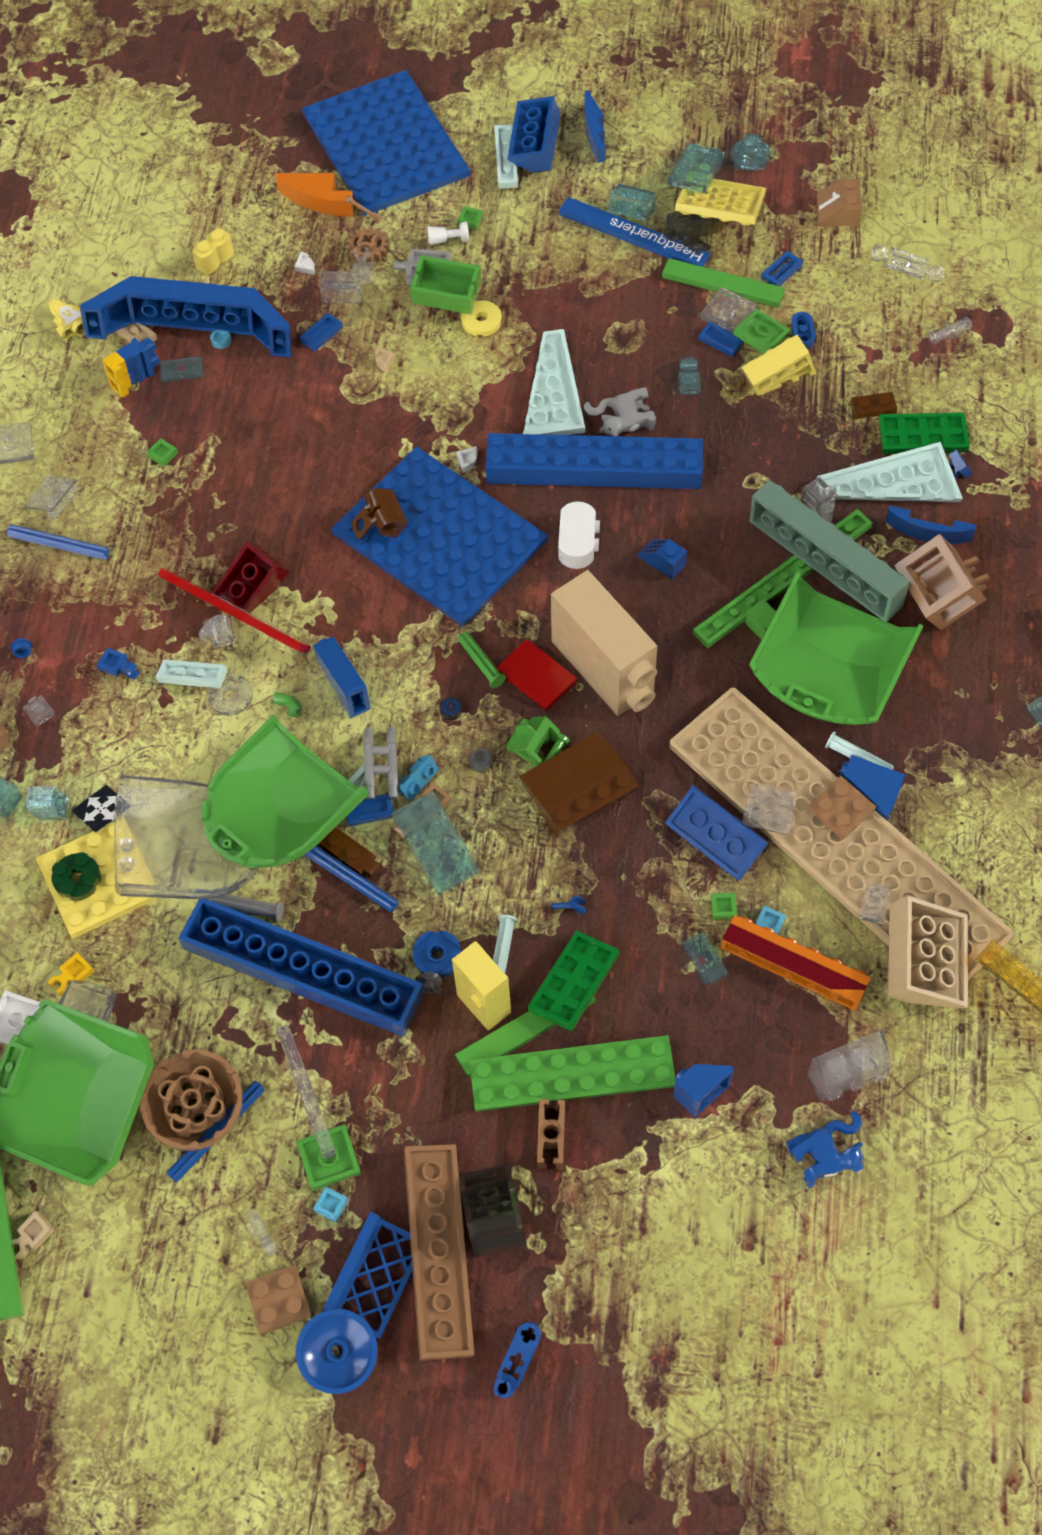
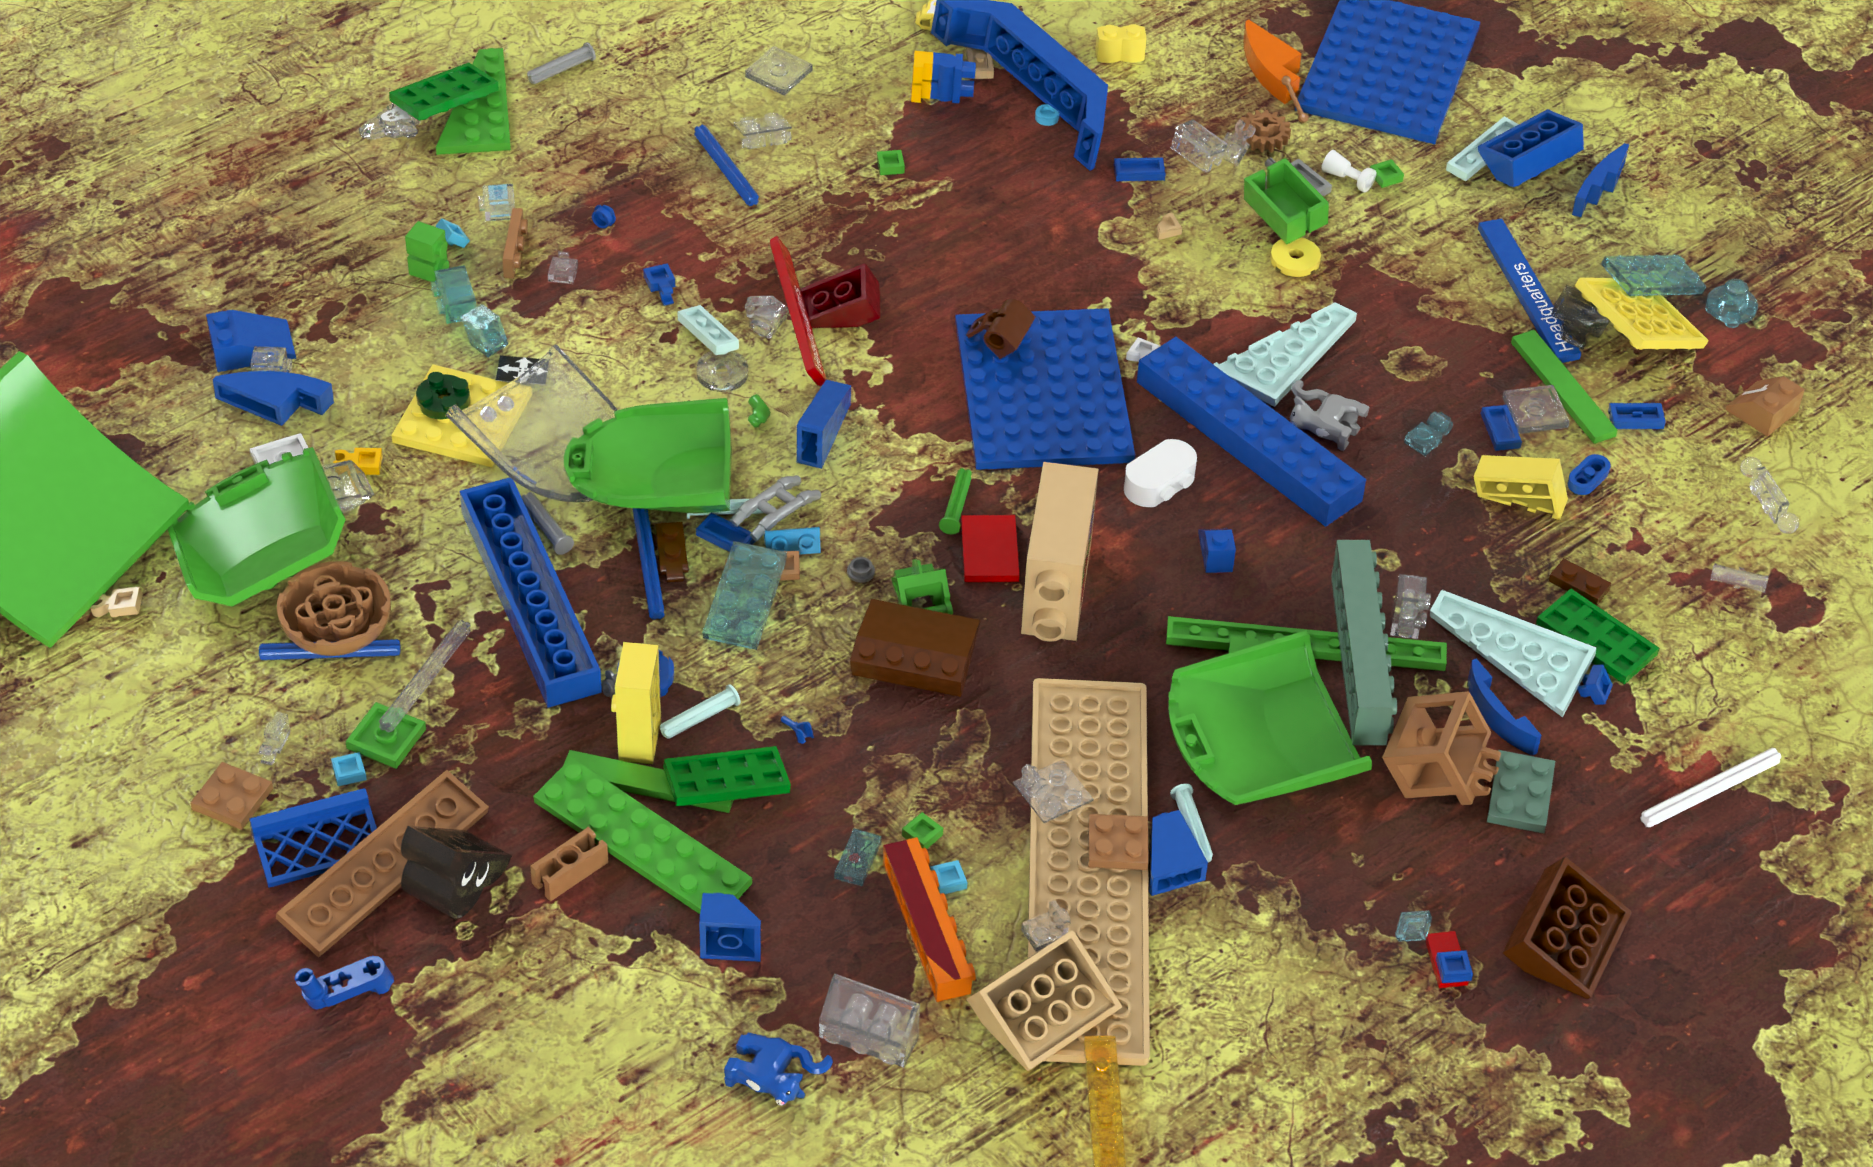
camera: 40 degrees right, 15 degrees down
(181, 369) = (985, 114): clear light blue tile -> none
(305, 264) = (1192, 109): white tile -> none
(332, 1372) = (223, 840): blue dish -> none
(450, 708) = (885, 516): tile -> none
(631, 202) = (1554, 260): clear light blue brick -> none
(716, 833) = (985, 774): blue tile -> none
(761, 331) = (1543, 441): bright green plate -> none
(1005, 573) = (1521, 792): none -> sand green plate

